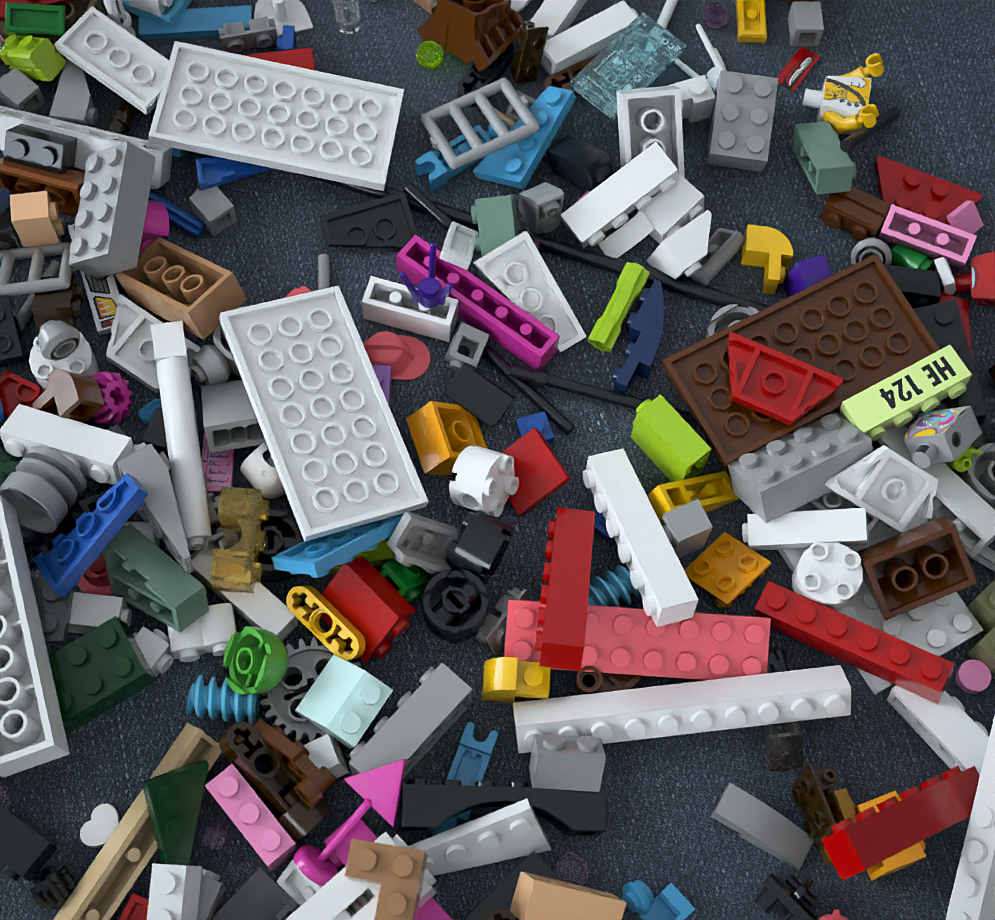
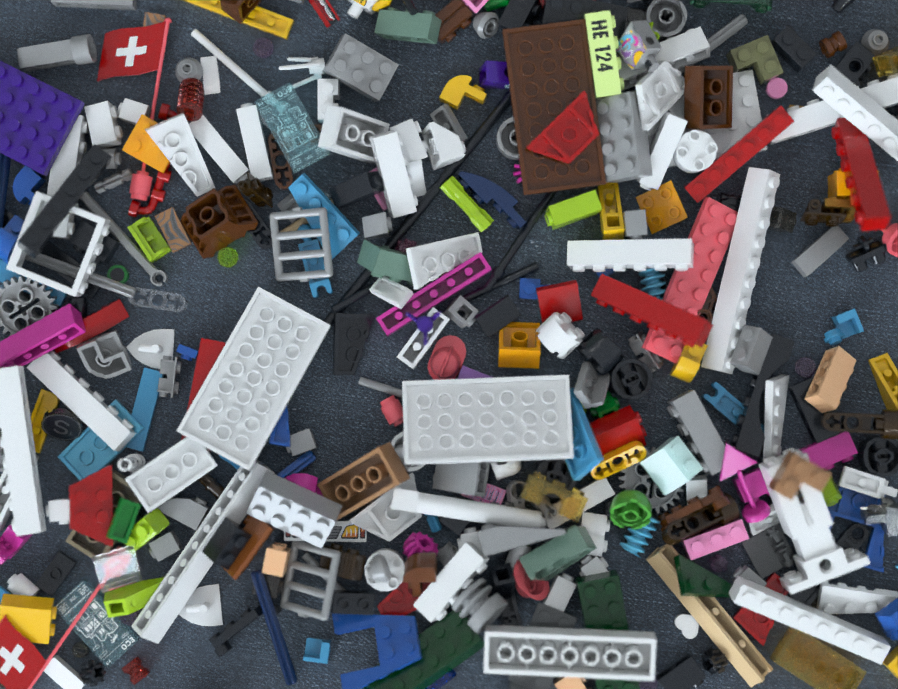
camera: 65 degrees left, 20 degrees up
(94, 530) = (527, 591): blue wing -> none
(210, 366) = (422, 478): light grey cone -> none

